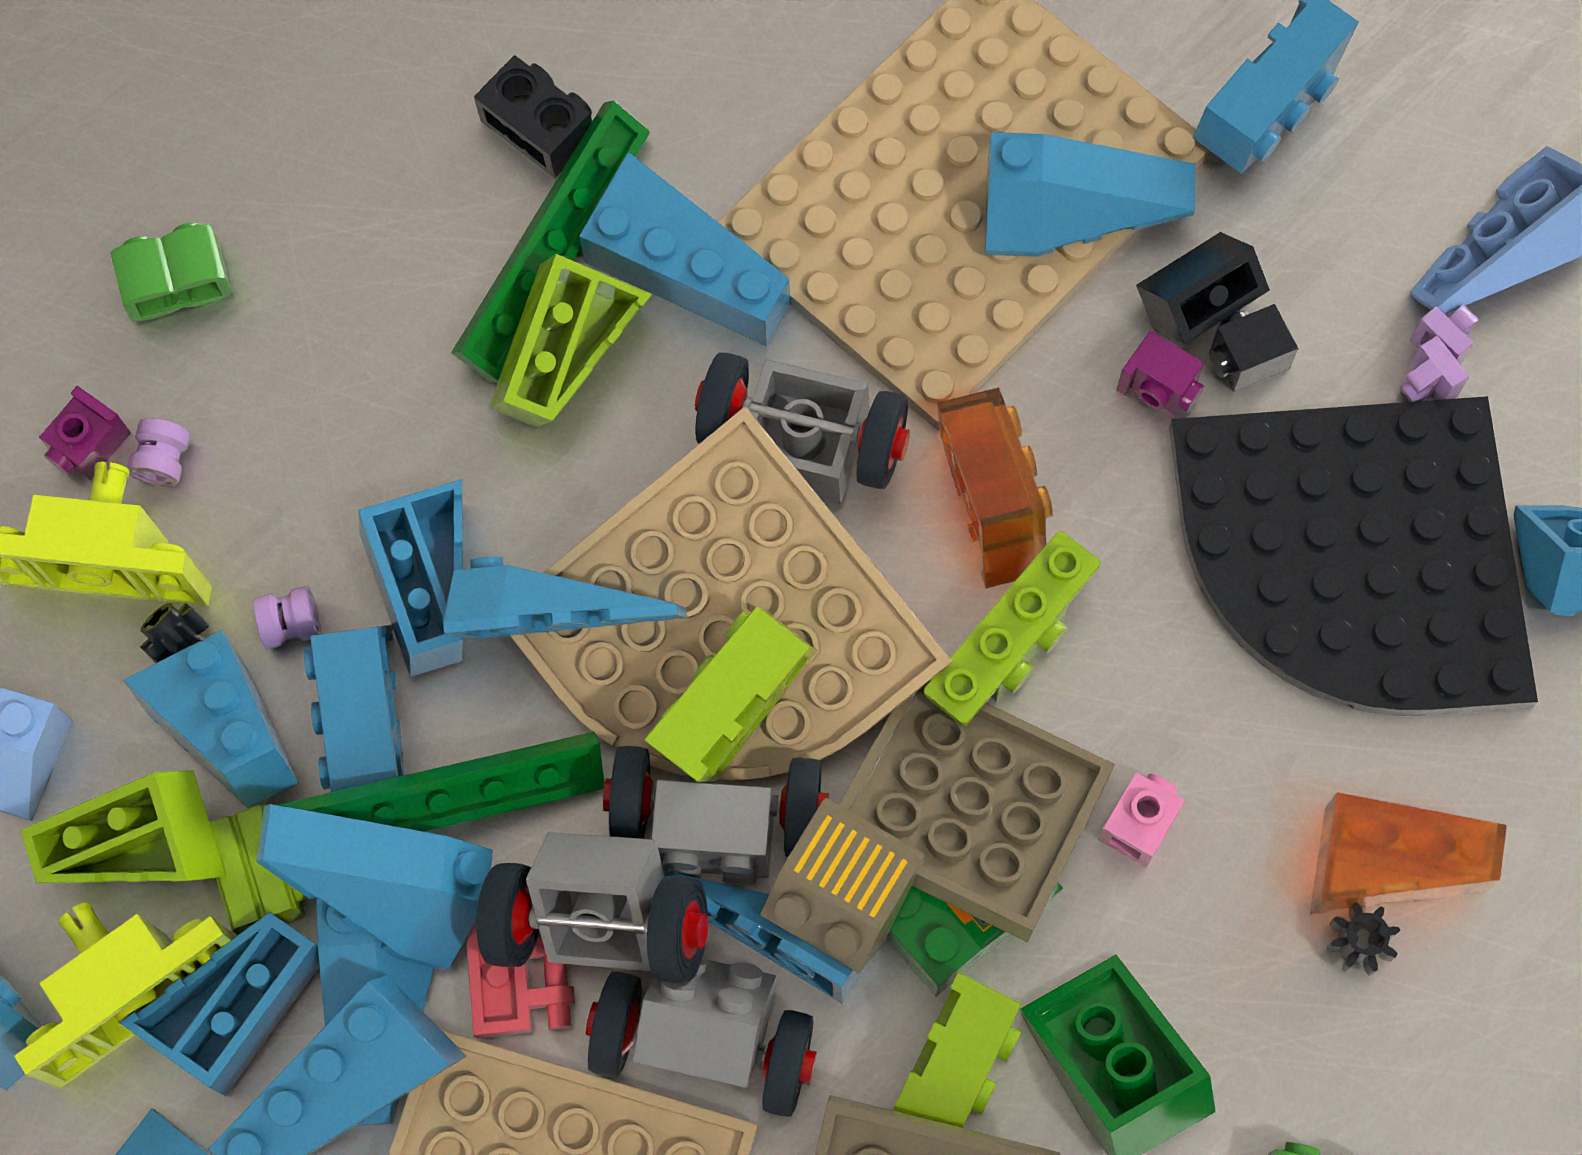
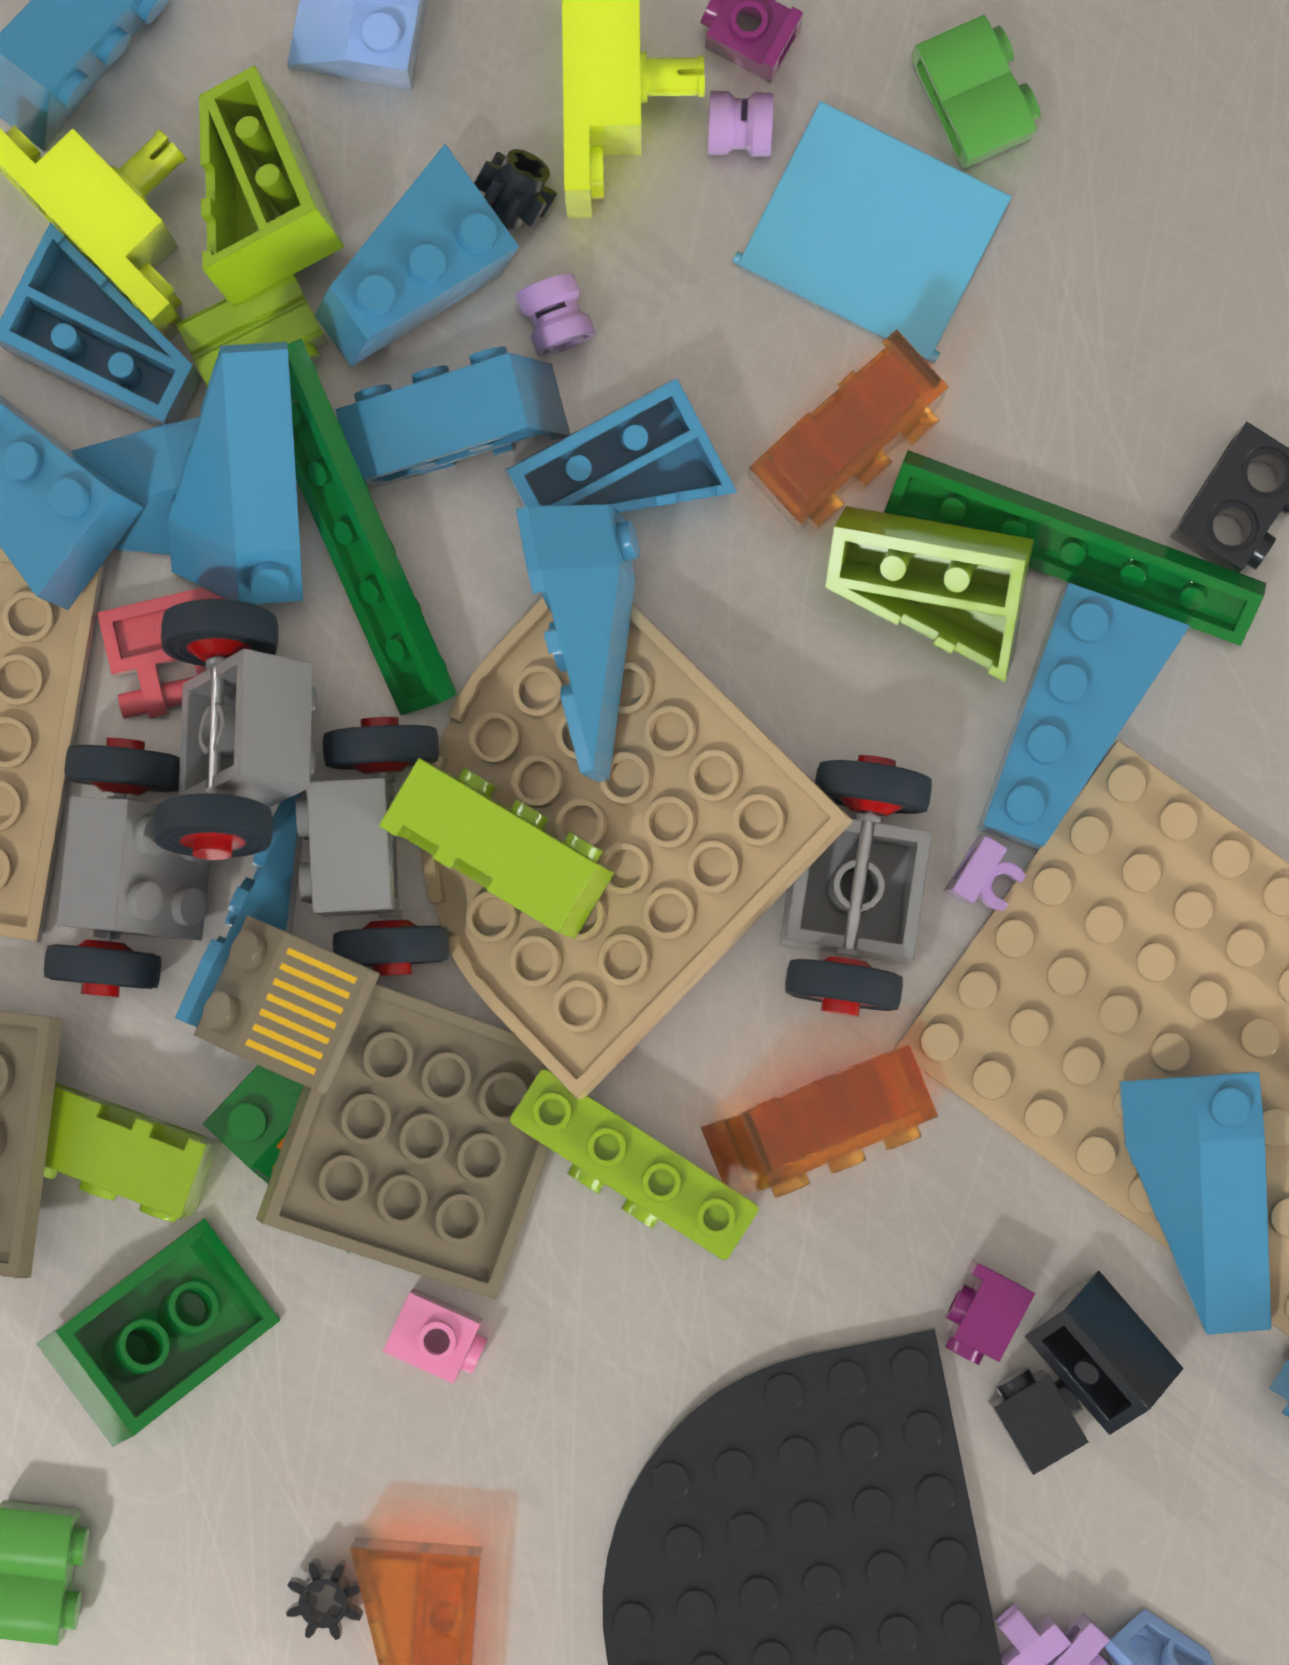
camera: 80 degrees right, 15 degrees up
(268, 366) = (874, 230): none -> medium azure piece
(428, 391) = (850, 435): none -> clear orange wedge
(802, 342) = (978, 871): none -> lavender tile

